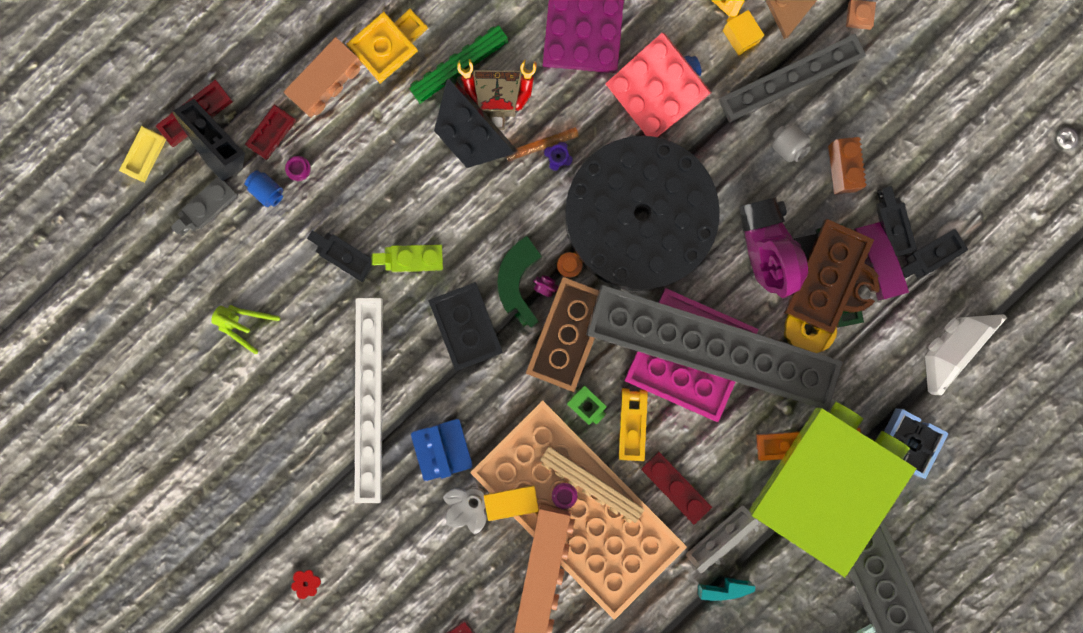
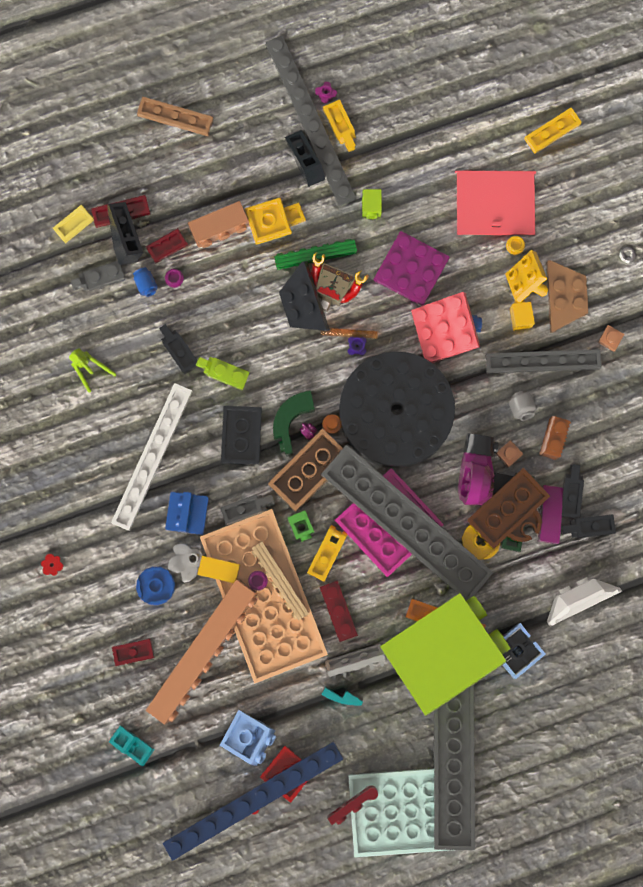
camera: 25 degrees right, 5 degrees down
(442, 553) = (155, 585): none -> blue tile
(511, 413) = (246, 508): none -> dark grey hinge
(799, 208) = (509, 453): none -> nougat plate

